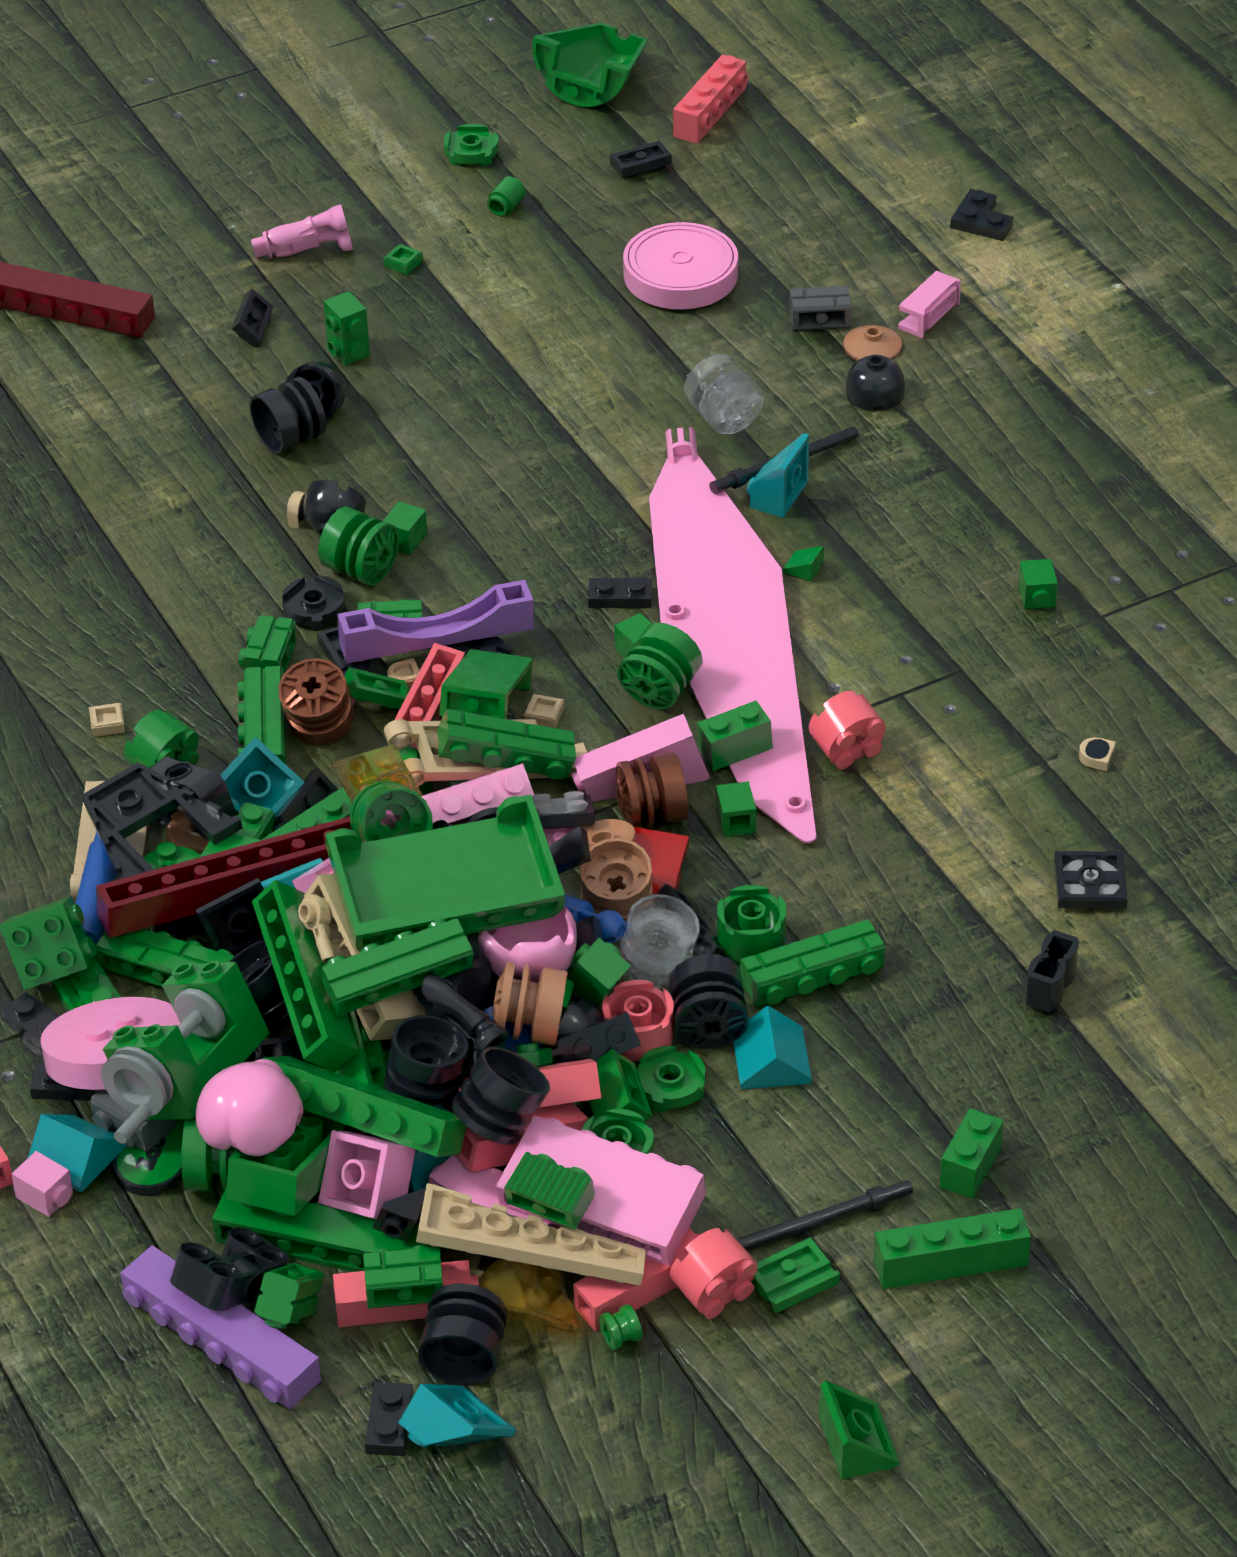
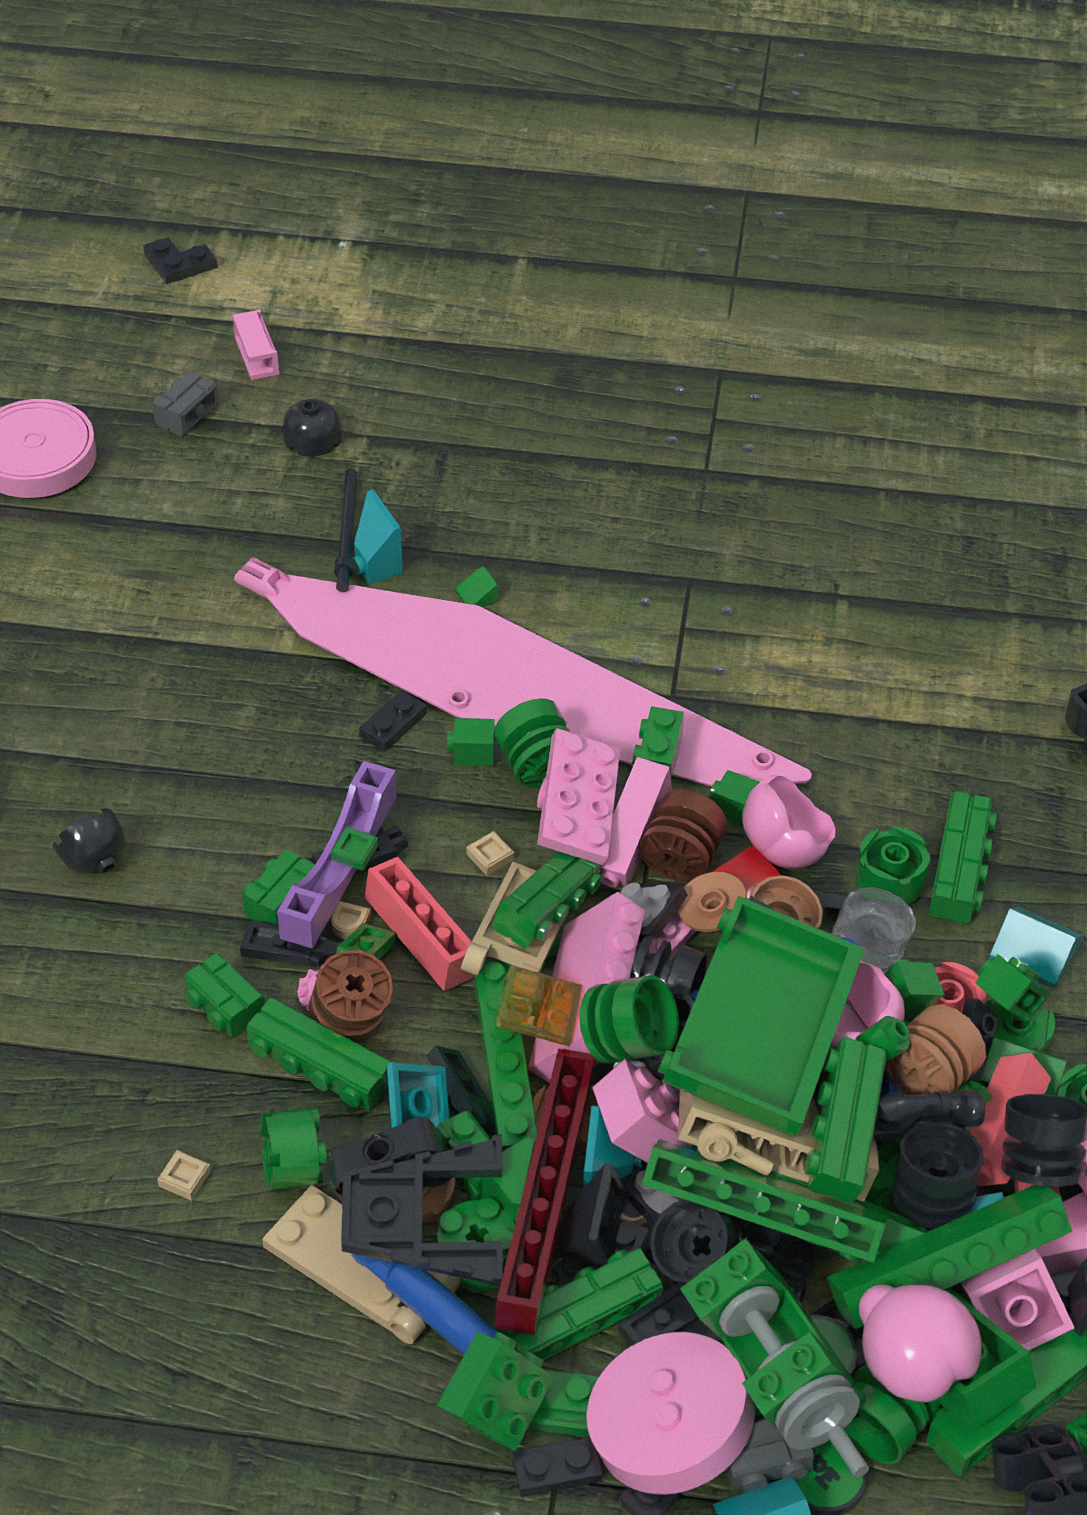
camera: 55 degrees left, 5 degrees up
(295, 511) = (53, 869): tan tile -> none
(301, 605) = (190, 945): black plate -> none
(358, 545) = (169, 851): green wheel -> none
(411, 525) = (164, 809): green brick -> none
(447, 626) = (354, 848): none -> green tile
(484, 682) = (459, 863): green panel -> none
(491, 951) = (887, 1034): none -> green brick
(612, 705) = (578, 796): none -> bright pink plate
(671, 1035) = (1013, 985): none -> green brick
(708, 1001) = (964, 942): black wheel -> none
(723, 394) = (233, 513): clear wheel -> none
(724, 836) = (786, 824): none -> bright pink piece
(848, 729) = (720, 676): coral brick -> none
(872, 340) = (254, 403): nougat dish -> none
(1037, 584) = (647, 478): green brick -> none
(1090, 879) = (1001, 644): black piece -> none
(1097, 753) = (861, 560): tile -> none

